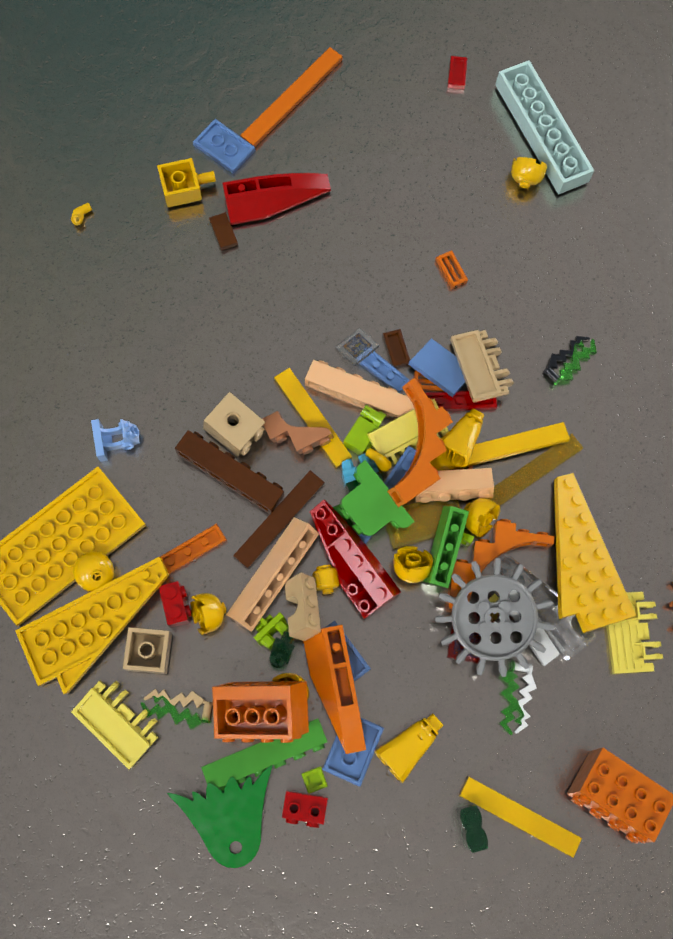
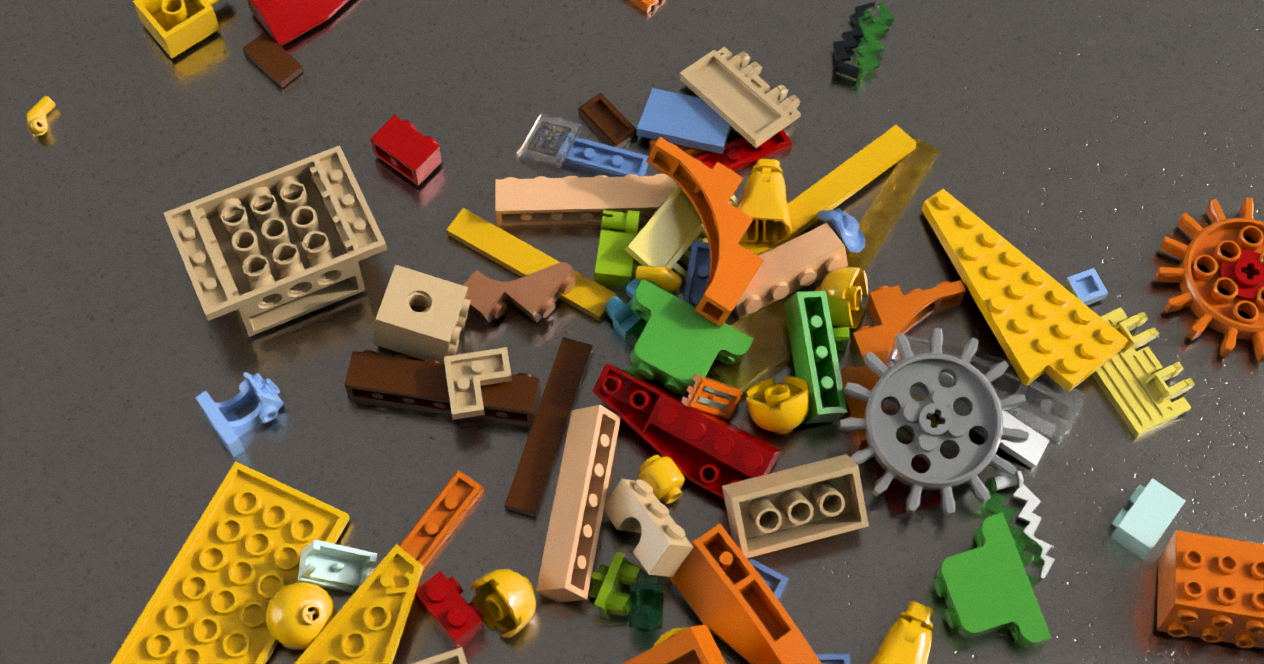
camera: 20 degrees left, 10 degrees down
(123, 552) = (334, 566): none -> light aqua hinge
(171, 348) = (278, 242): none -> tan wedge
(241, 473) = (470, 371): none -> tan plate
(272, 319) = (406, 149): none -> red brick
(378, 542) = (697, 390): none -> orange tile
(392, 631) = (795, 505): none -> tan brick
(481, 727) = (990, 589): none -> bright green brick
(501, 475) = (846, 227): none -> medium blue hat
(593, 726) = (1147, 519): none -> light aqua brick
(628, 570) = (1086, 287): none -> light blue plate

